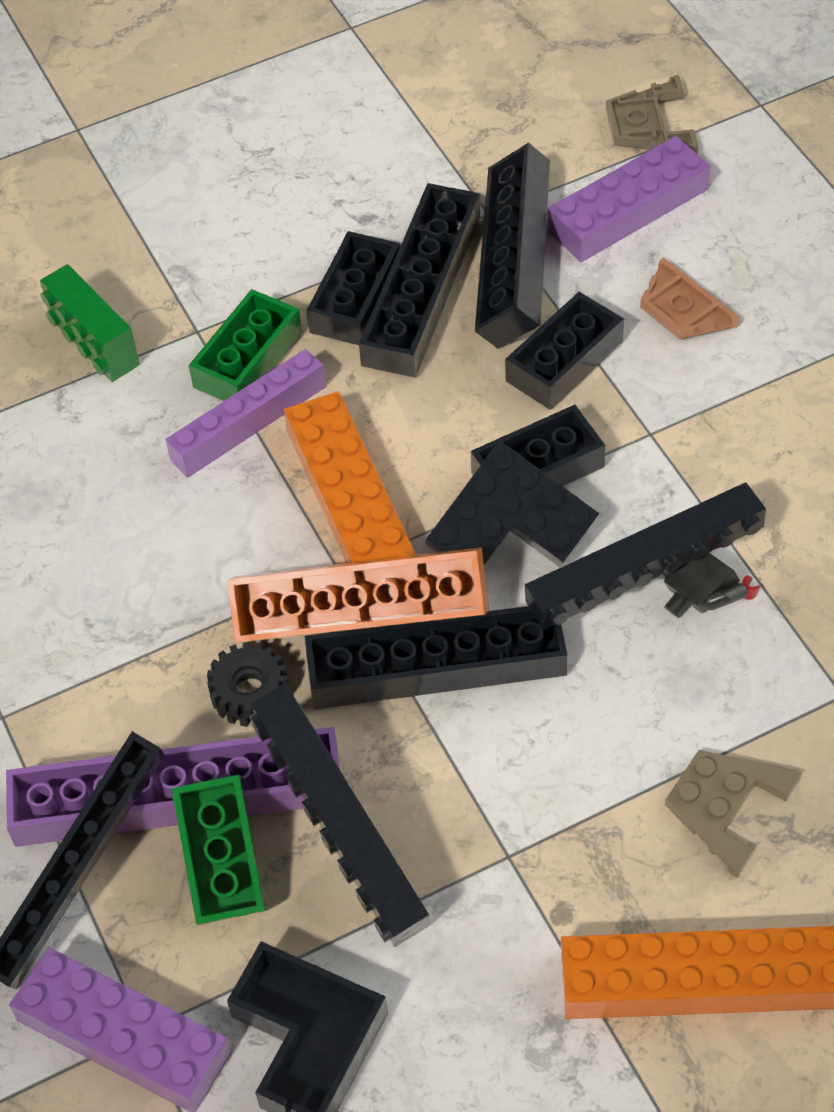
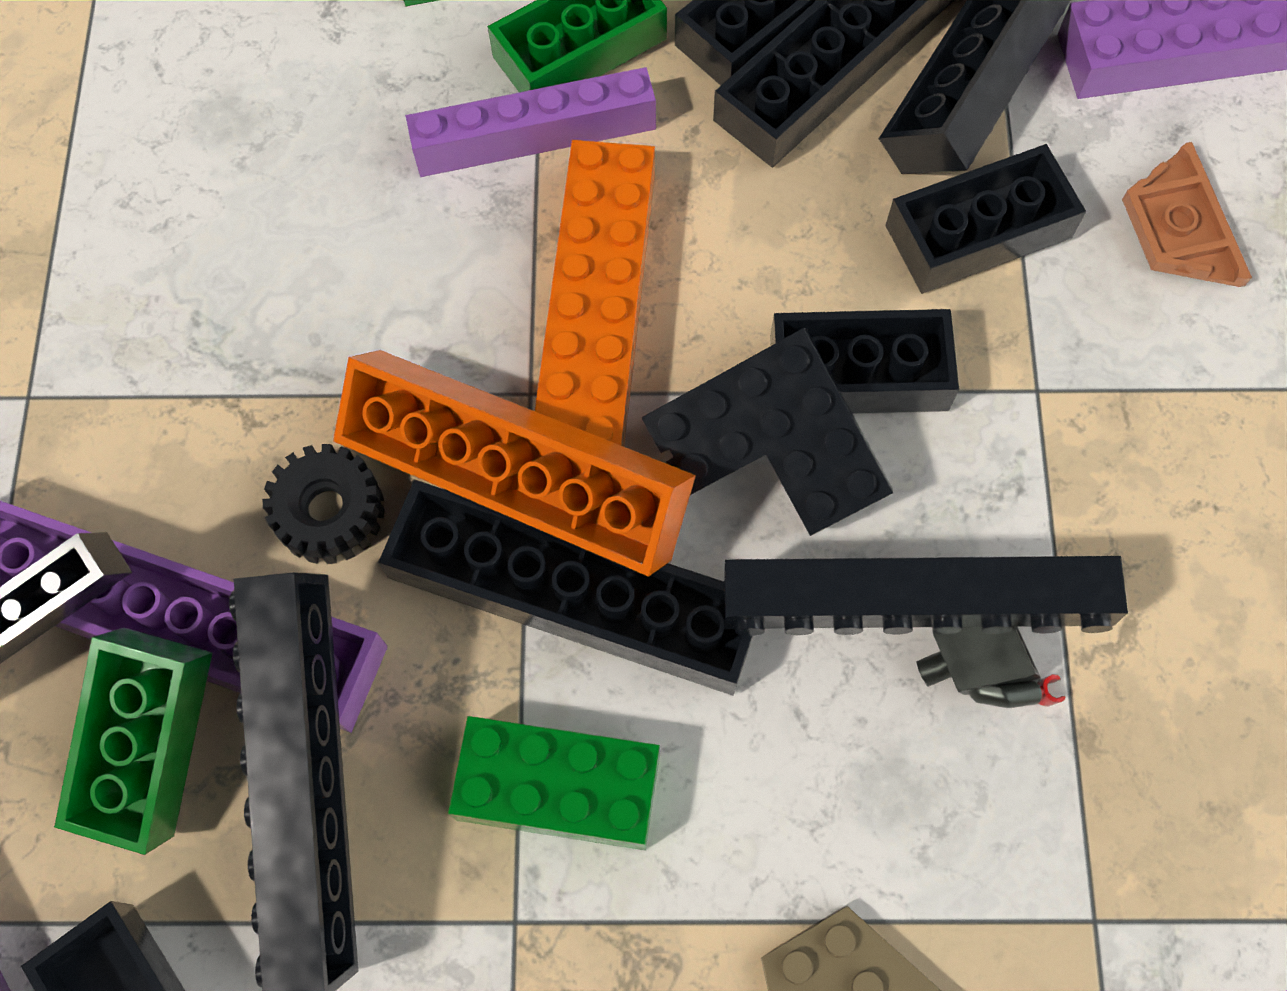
camera: 25 degrees right, 15 degrees up
(490, 765) = (555, 782): none -> green brick

